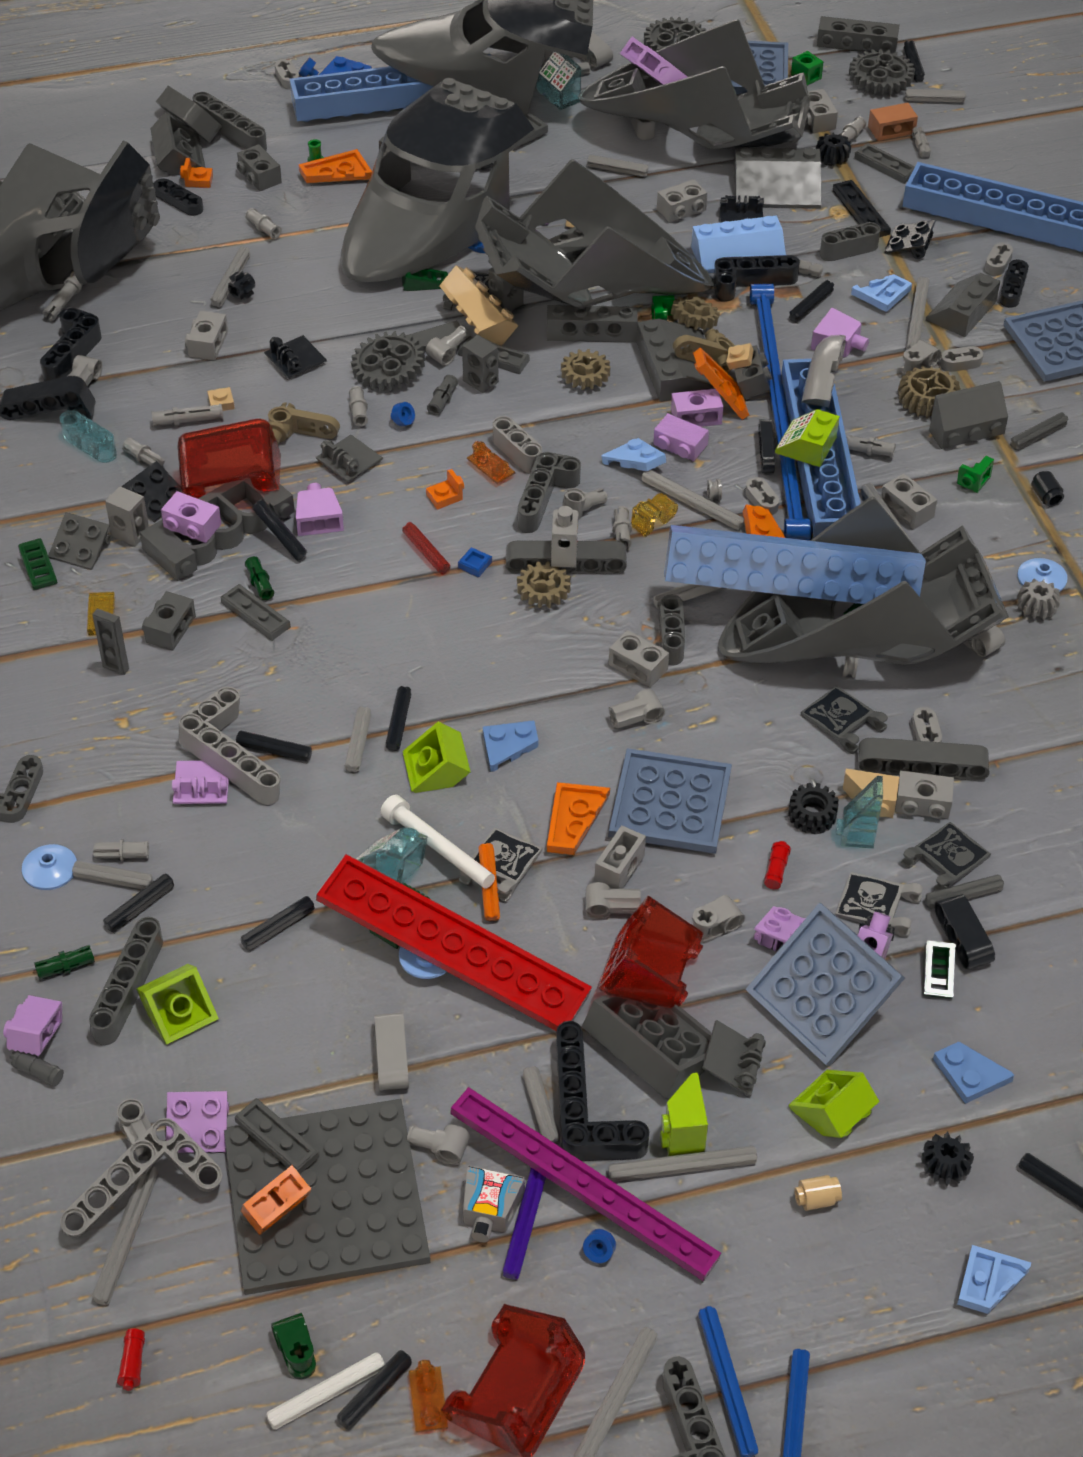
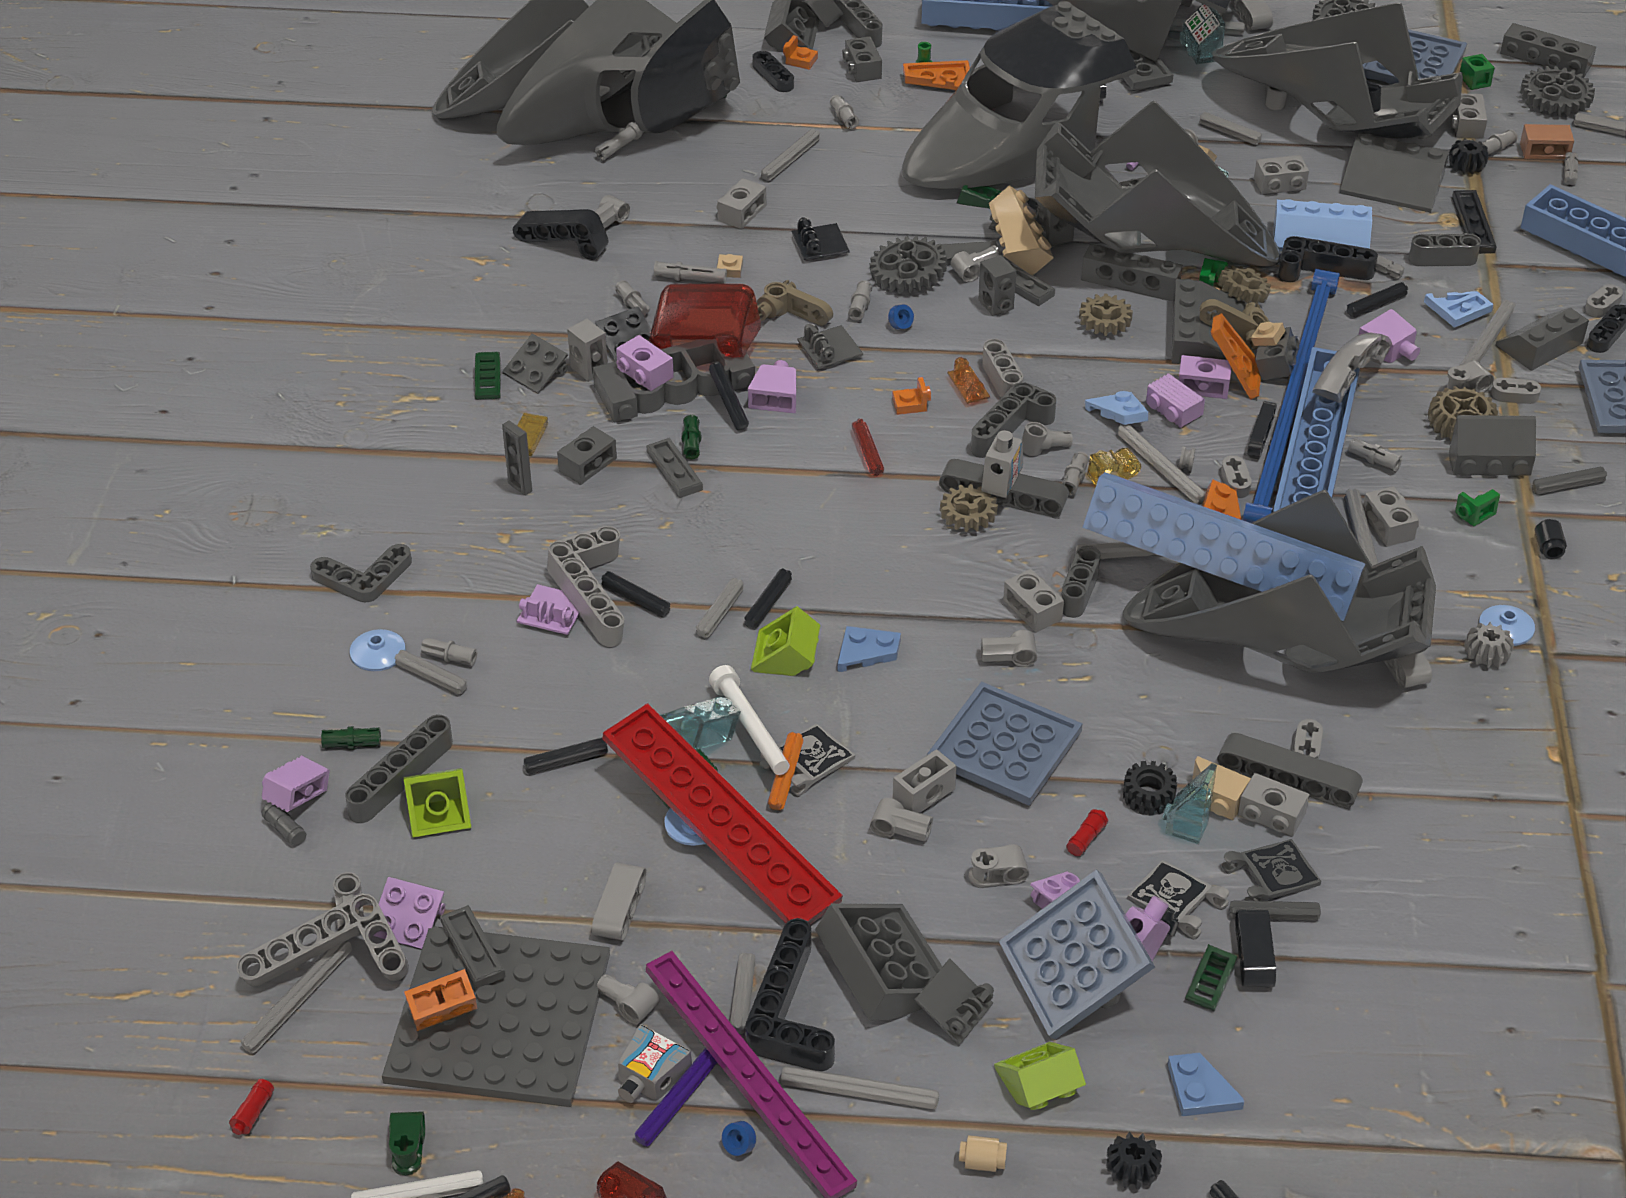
camera: 20 degrees right, 5 degrees down
(80, 336) = (622, 177): black beam -> none
(88, 436) = (586, 271): clear light blue beam -> none
(138, 902) = (443, 702): black axle -> none
(241, 285) = (795, 164): black gear -> none
(444, 390) = (958, 301): dark grey pin -> none
(474, 562) = (911, 471): blue tile -> none
(573, 814) = (898, 731): orange wing -> none
(651, 62) = (1295, 28): lavender slope -> none
(651, 956) = (912, 881): clear red windscreen -> none
(685, 1120) = (874, 1042): lime slope -> none
(733, 211) = (1332, 194): black hinge -> none
(810, 437) = (1303, 427): lime slope -> none
(840, 715) = (1223, 705): dark grey flag -> none
(850, 666) = (1252, 661): light grey bush -> none
(884, 162) = (1518, 178): dark grey tile -> none
(911, 236) = (1516, 259): black hinge -> none
(912, 54) = (1600, 86): black axle -> none

